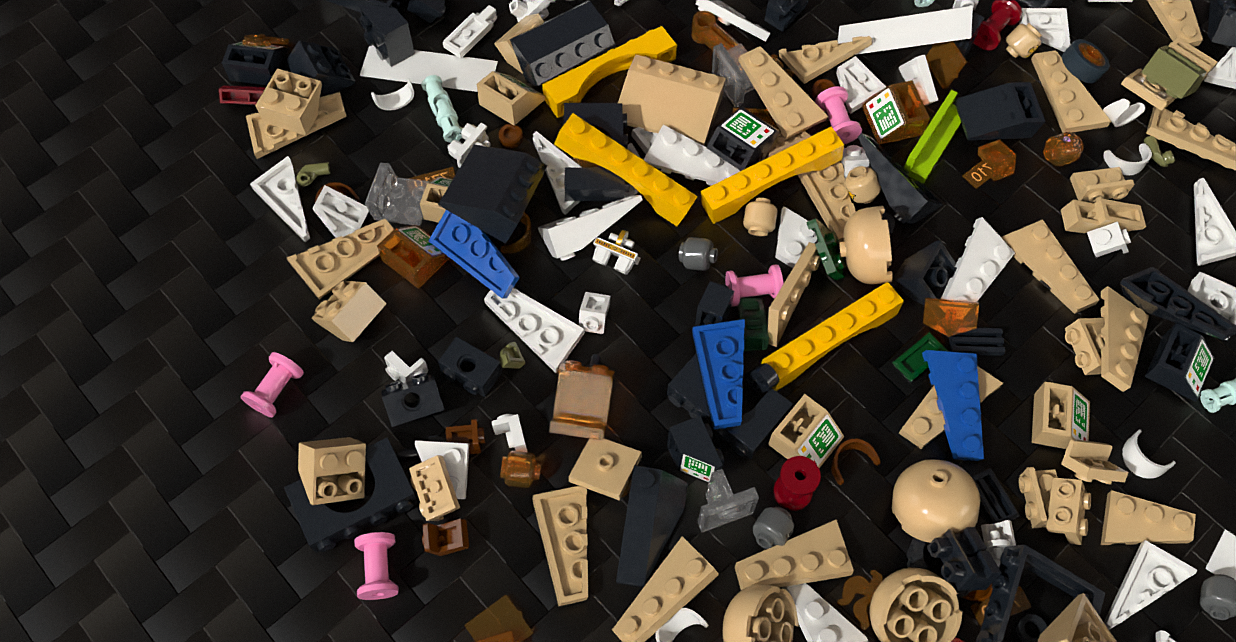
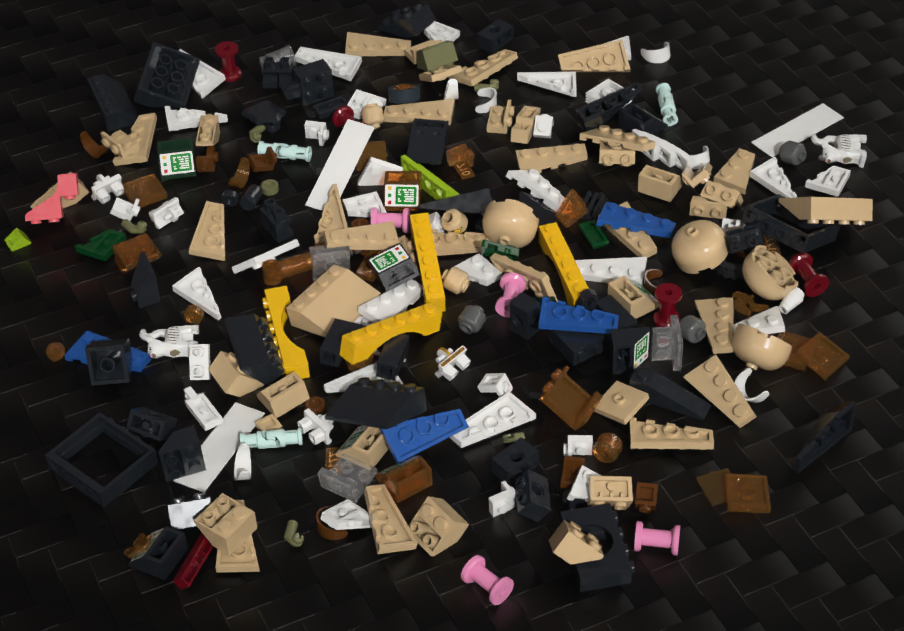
camera: 70 degrees left, 20 degrees down
(281, 193) = (309, 555): white wing -> none
(466, 101) = (268, 423): none -> tan tile
(573, 234) = (426, 367): white wedge -> none
(857, 398) = (610, 269): none -> white wing
(1063, 148) = (467, 124): clear orange head -> none
(1134, 404) = (666, 152): none -> white slope

